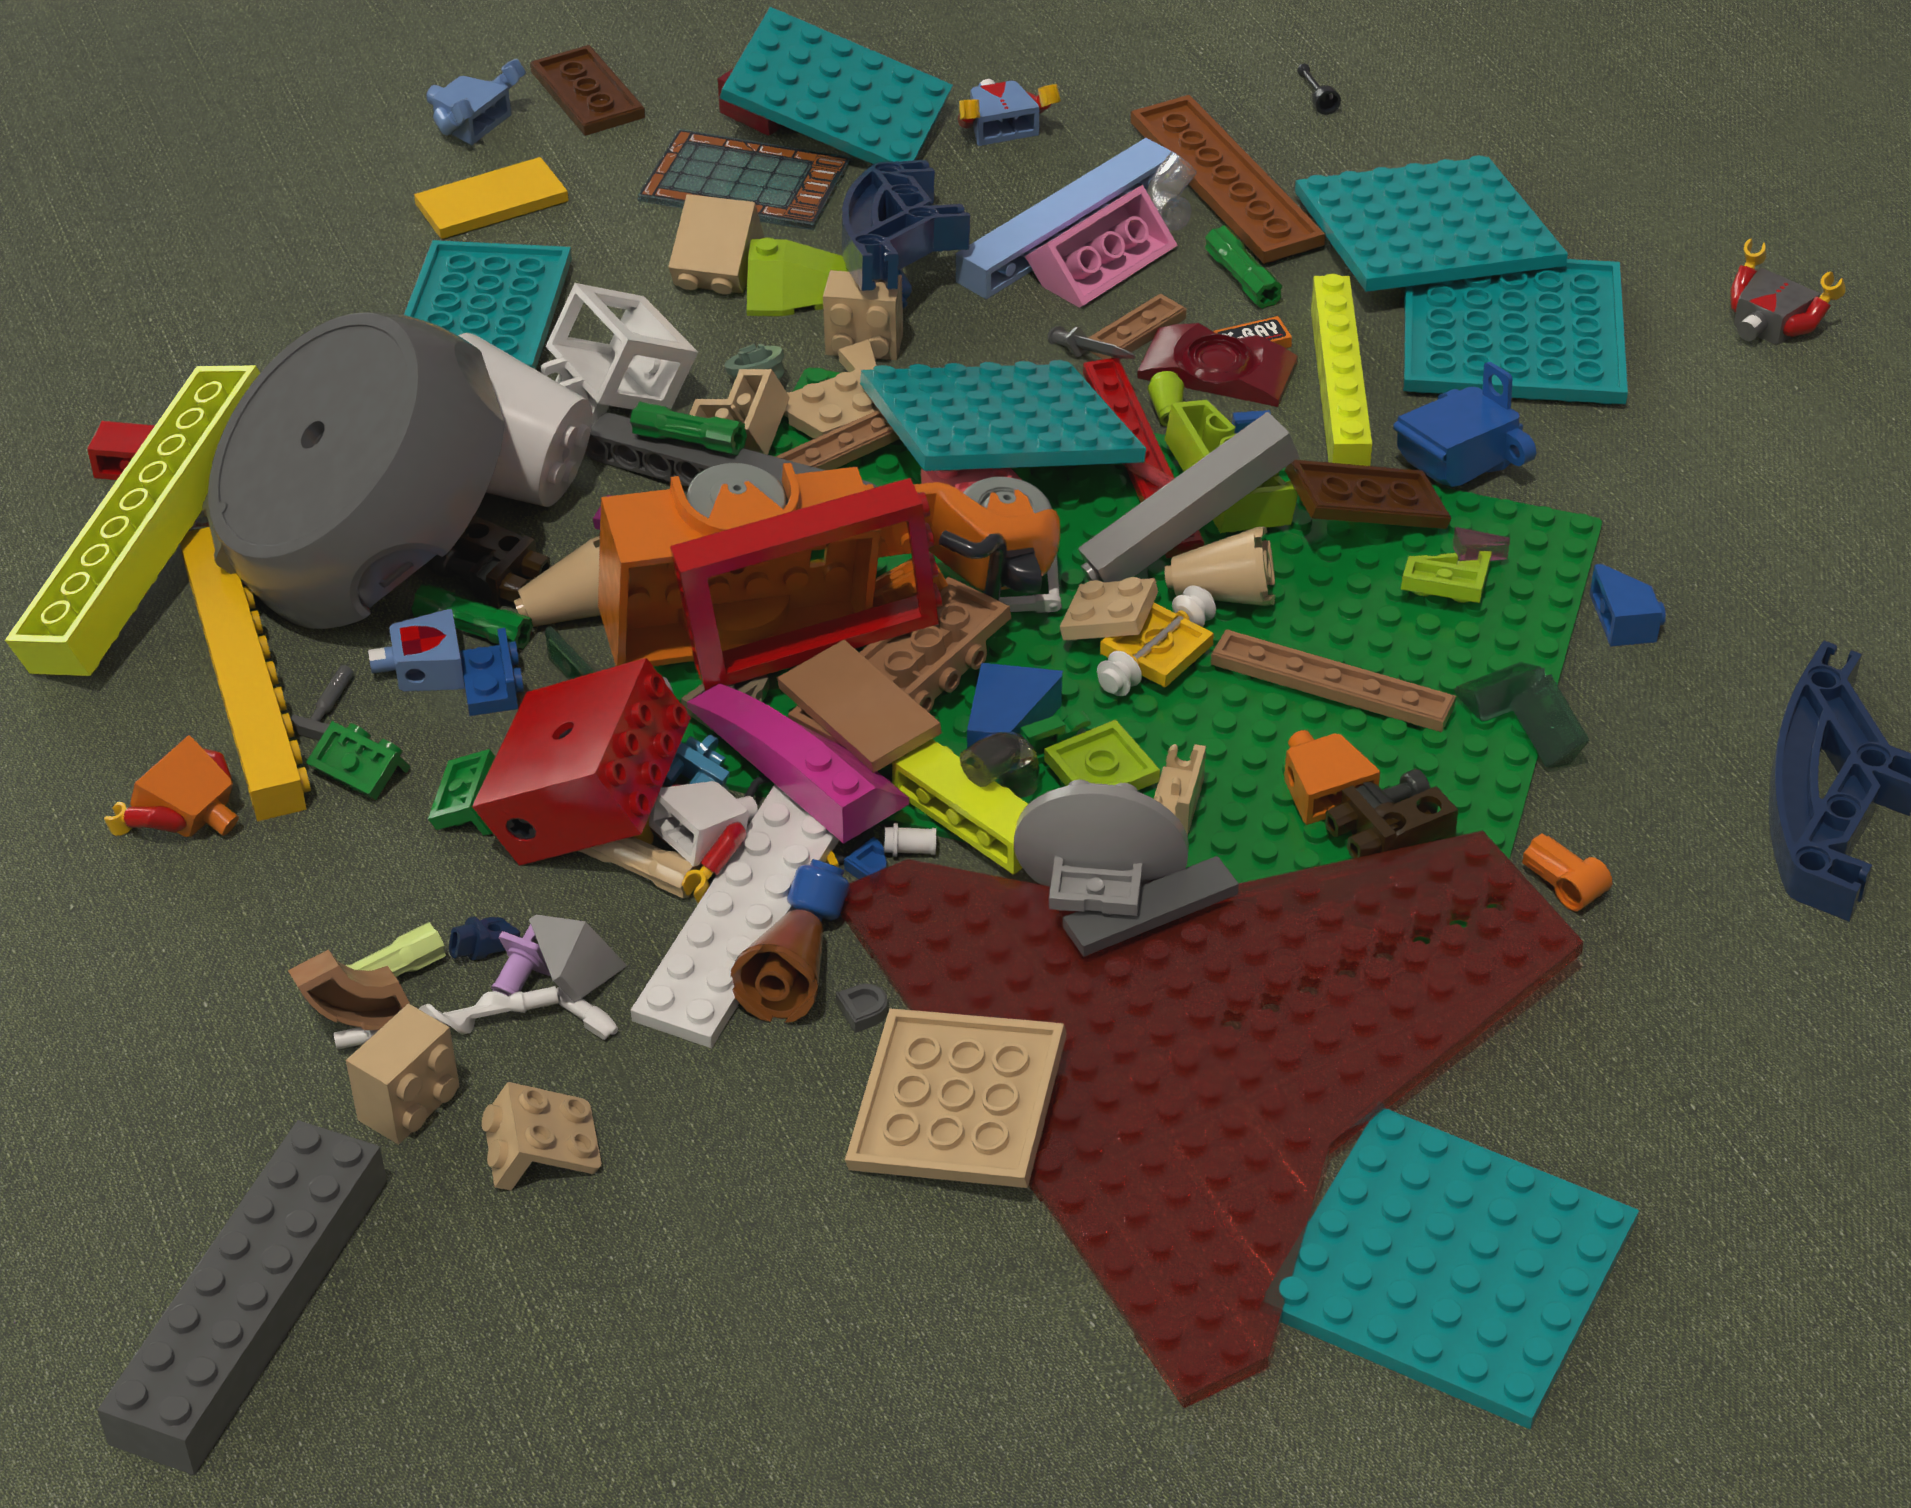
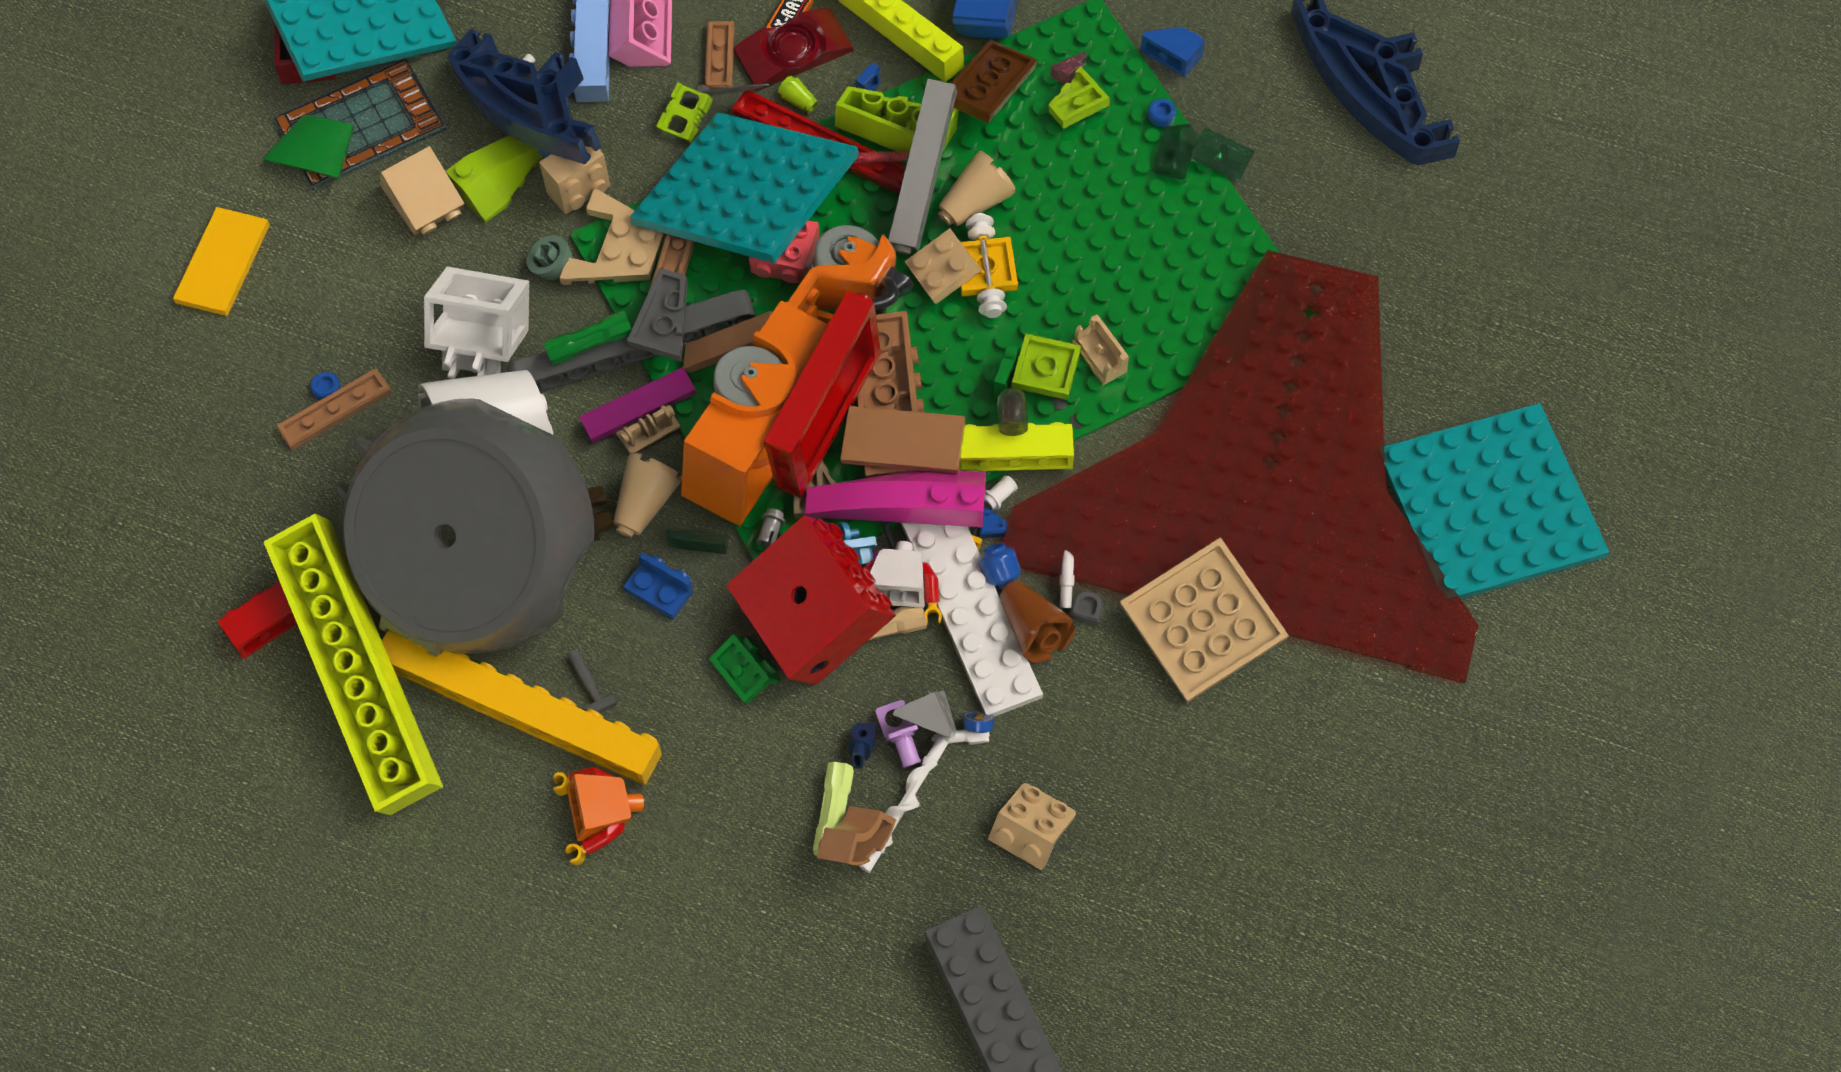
camera: 45 degrees left, 20 degrees up
(356, 760) = (659, 702): green bracket -> none
(403, 1073) = (938, 857): tan brick -> none
(422, 654) = (608, 606): medium blue torso -> none
(473, 616) = (623, 552): green axle -> none
(474, 106) = (121, 200): medium blue torso -> none
(492, 292) = (332, 348): teal plate -> none
(587, 90) = (173, 130): reddish brown tile -> none
(613, 1007) = (978, 722): none -> blue tile
(675, 162) = (314, 146): none -> green slope
(755, 400) = (601, 295): tan brick -> none
(789, 443) = (662, 317): none -> dark grey wing
(870, 957) = (1066, 580): none -> white piece
(1012, 698) = (963, 374): blue slope -> none
(1032, 333) = (693, 116): none -> lime piece
(1098, 845) = (1129, 427): light grey bracket -> none
(1158, 904) = (1170, 431): dark grey tile -> none
(1320, 771) = (1158, 279): orange torso -> none
(1333, 680) = (1090, 215): medium nougat tile -> none
(1392, 816) = (1215, 286): dark brown hips -> none
(1533, 647) = (1162, 112): none -> blue tile
(1574, 880) = (1326, 238): orange piece -> none

